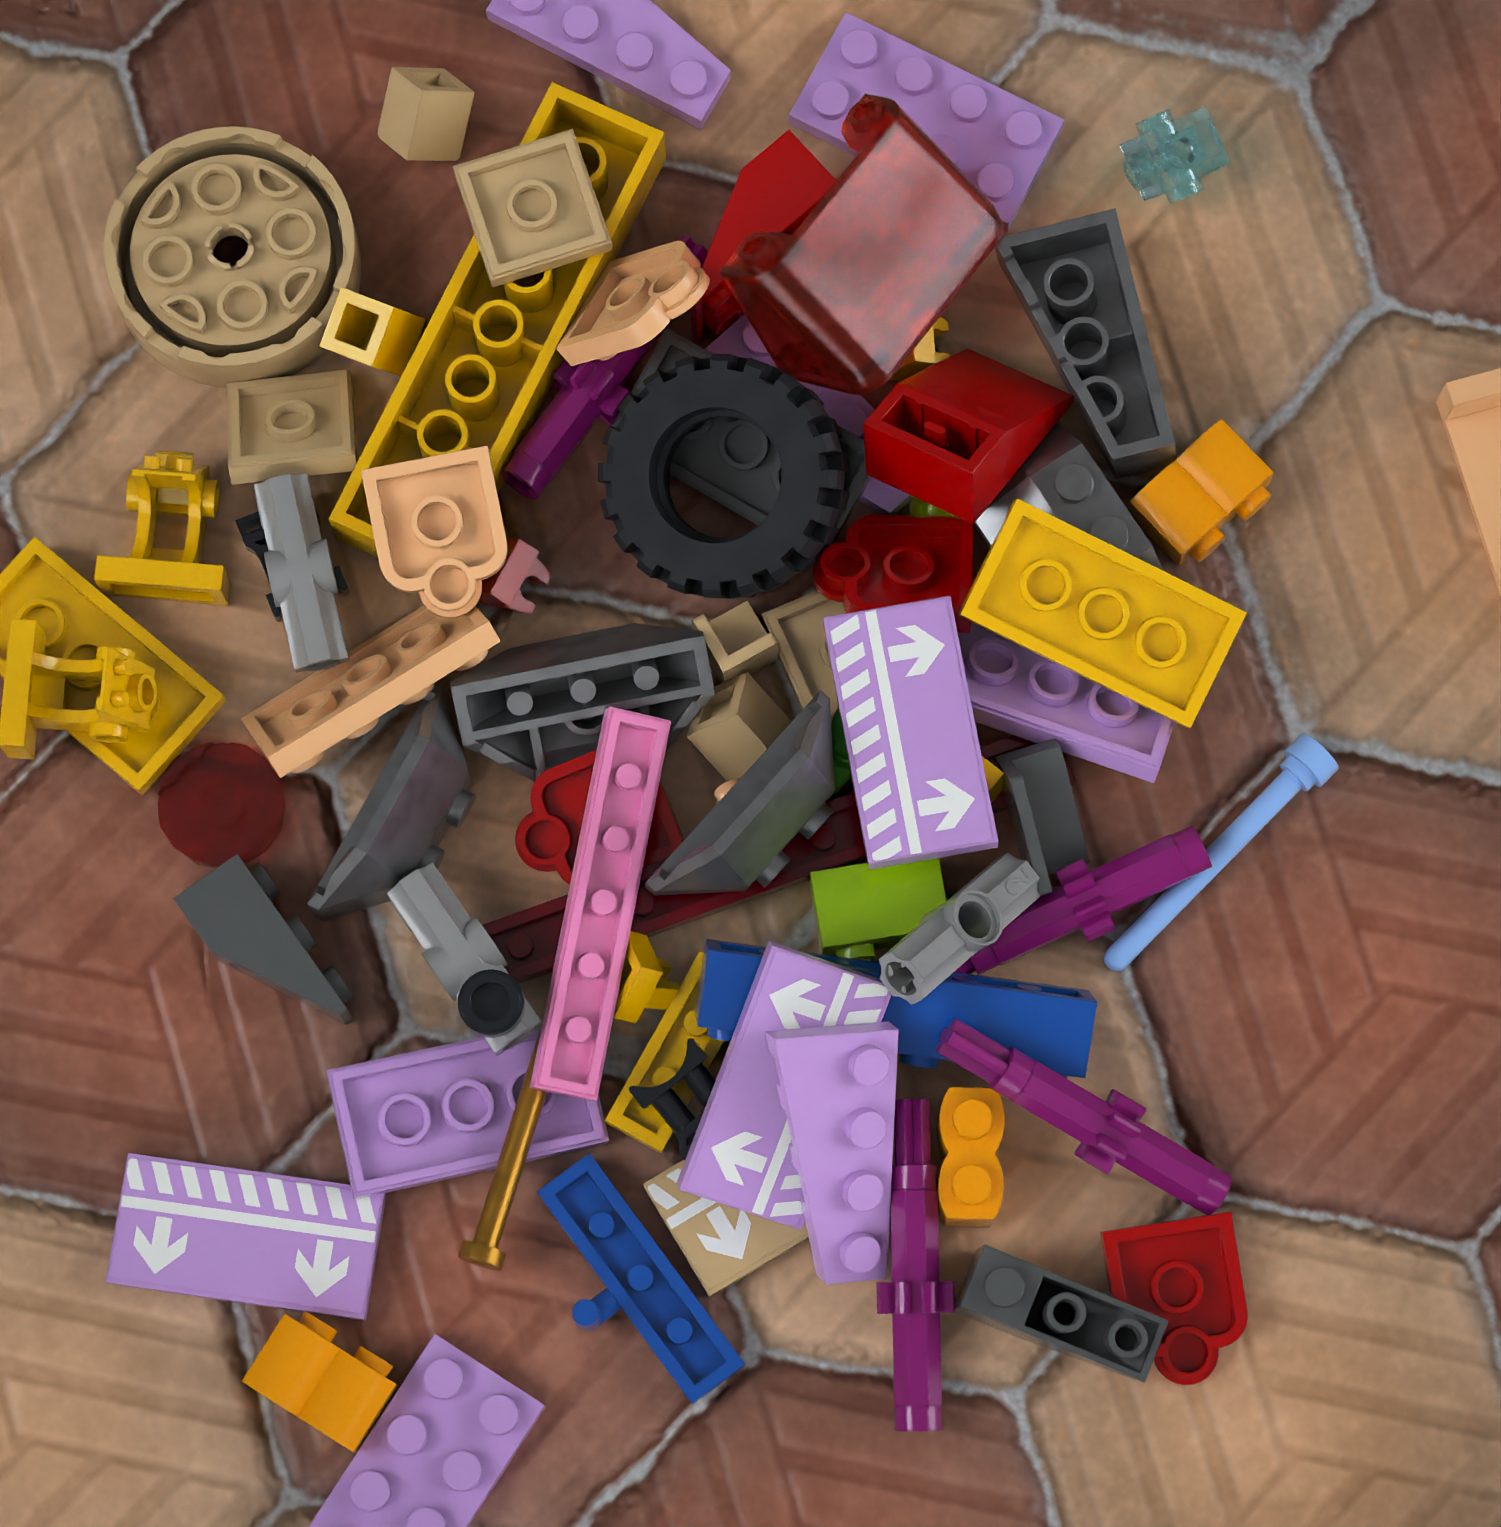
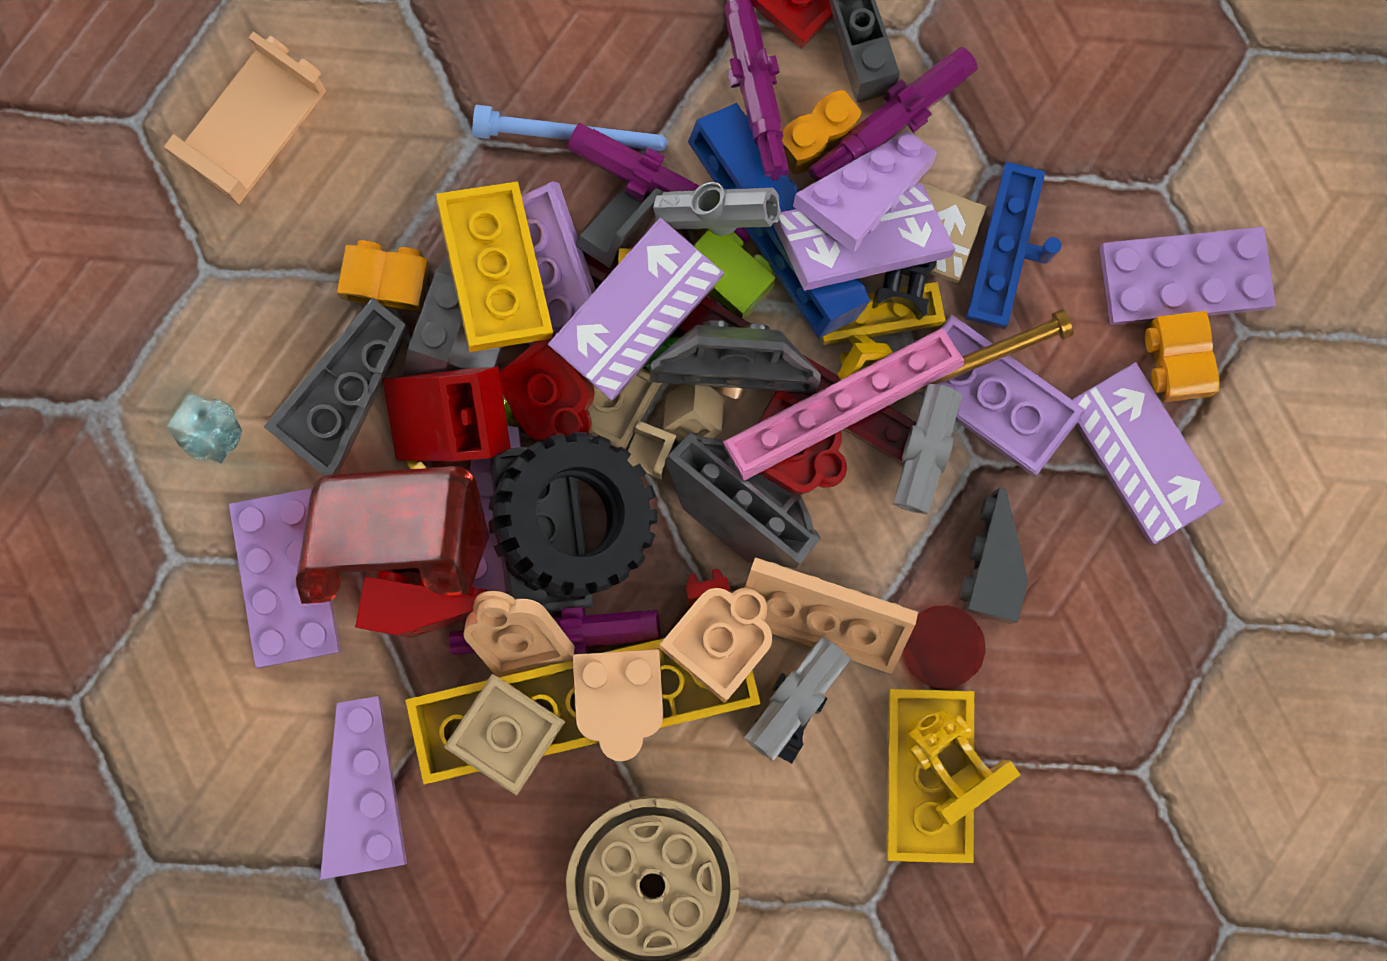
camera: 130 degrees left, 5 degrees up
(173, 487) = (848, 778): yellow tile -> none
(291, 426) = (721, 773): tan tile -> none
(372, 332) = (639, 776): yellow brick -> none
(404, 815) = (878, 544): flat silver wedge -> none
(425, 114) = (489, 848): tan panel -> none
(467, 361) = (618, 699): none -> light nougat plate
(491, 1003) = (944, 409): black tile -> none

